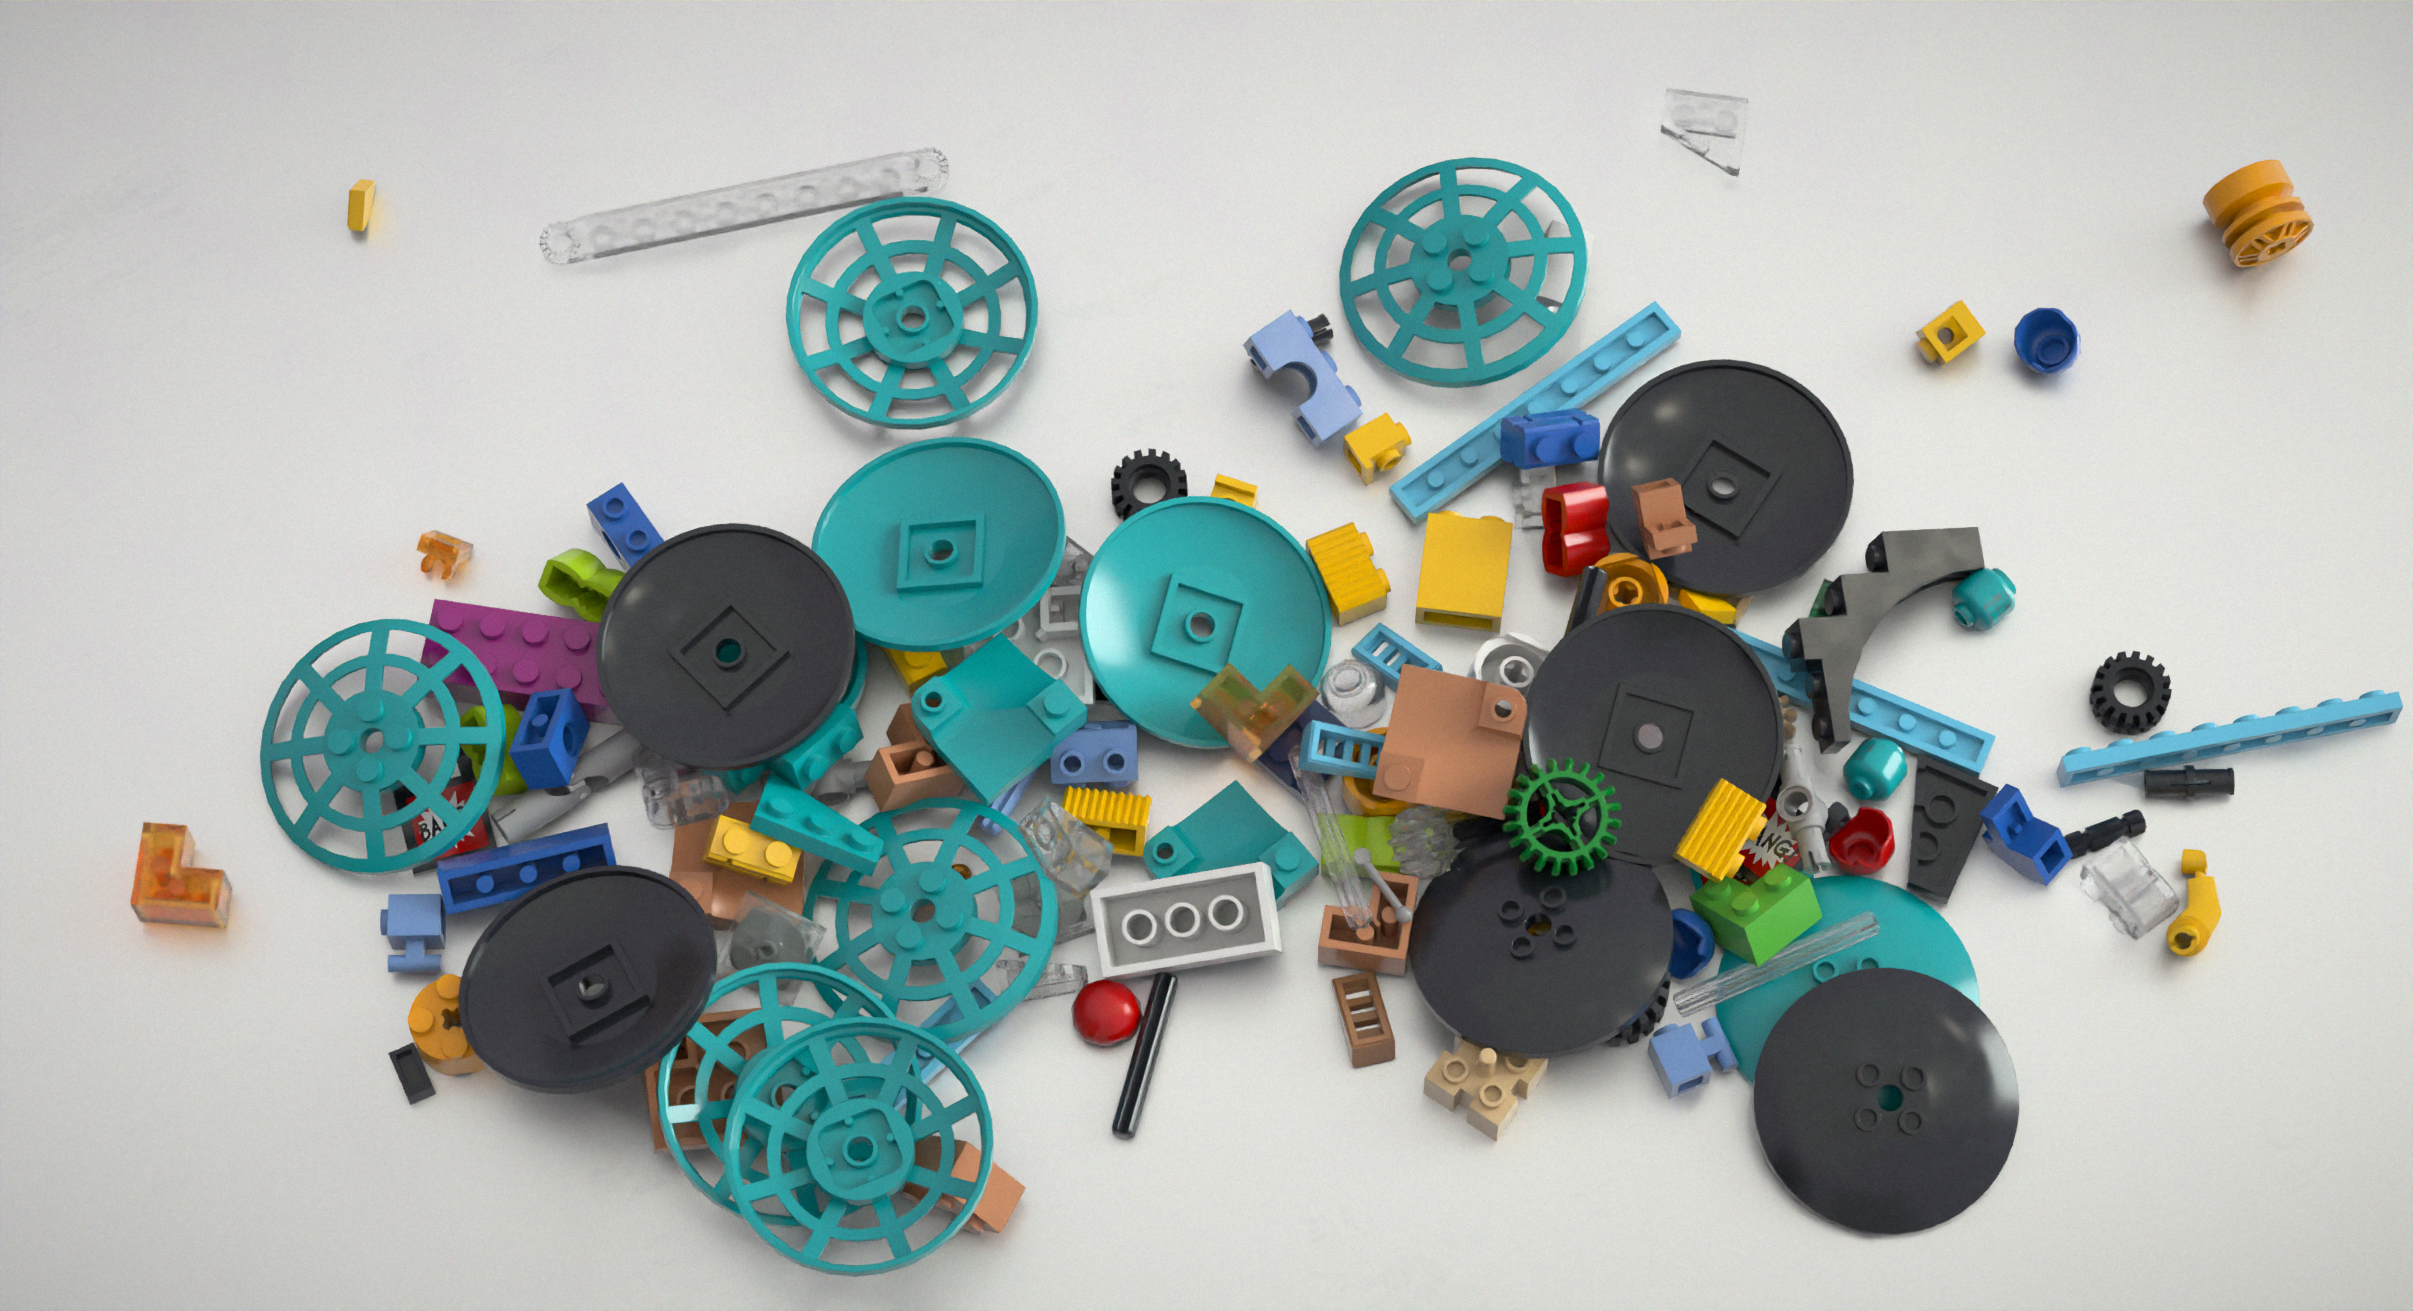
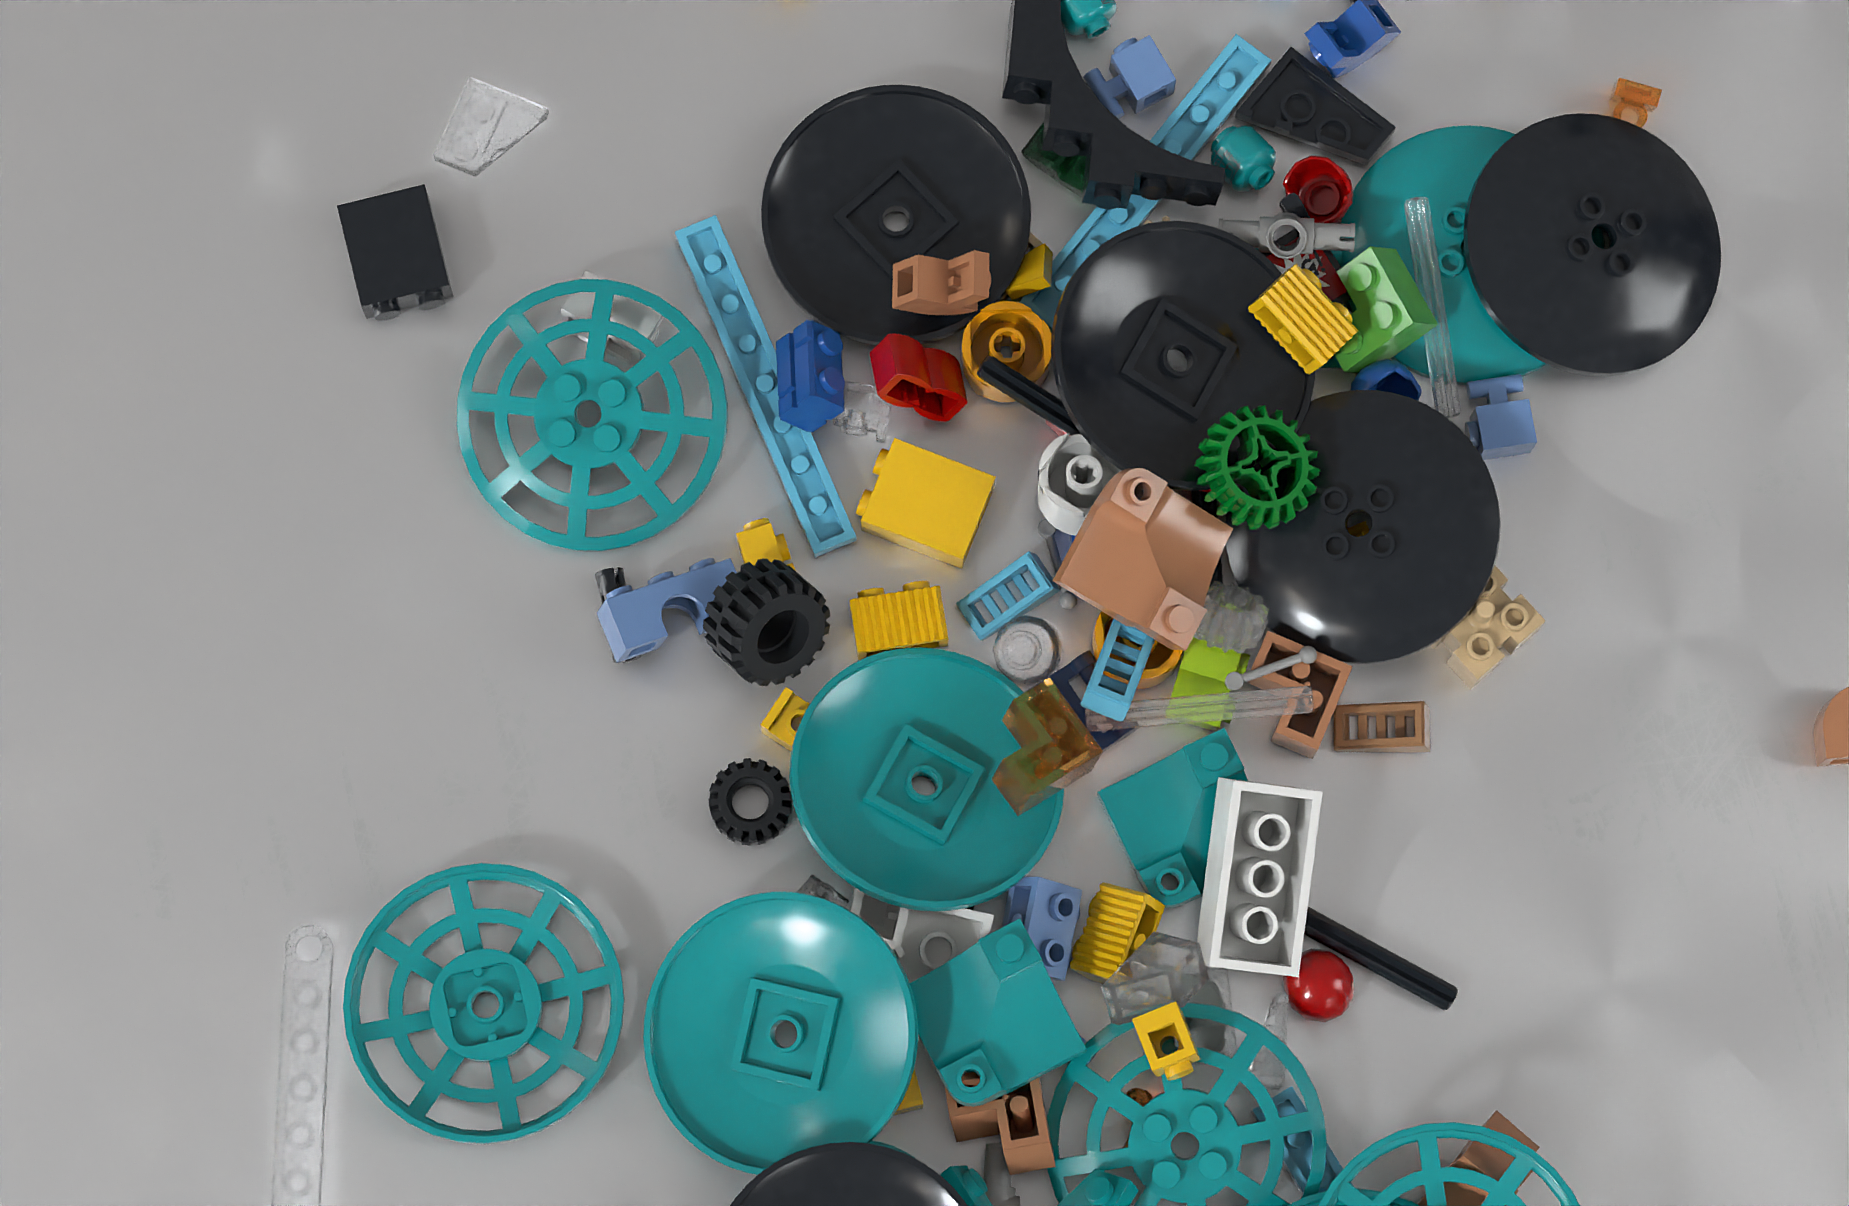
camera: 80 degrees left, 10 degrees up
(1009, 862) = (1155, 1029): none -> yellow brick
(1331, 434) = (760, 647): none -> black tyre
(1568, 81) = (395, 253): none -> black brick
(1925, 662) = (1137, 75): none -> medium blue brick
(2047, 1113) = (1635, 97): none -> clear orange tile

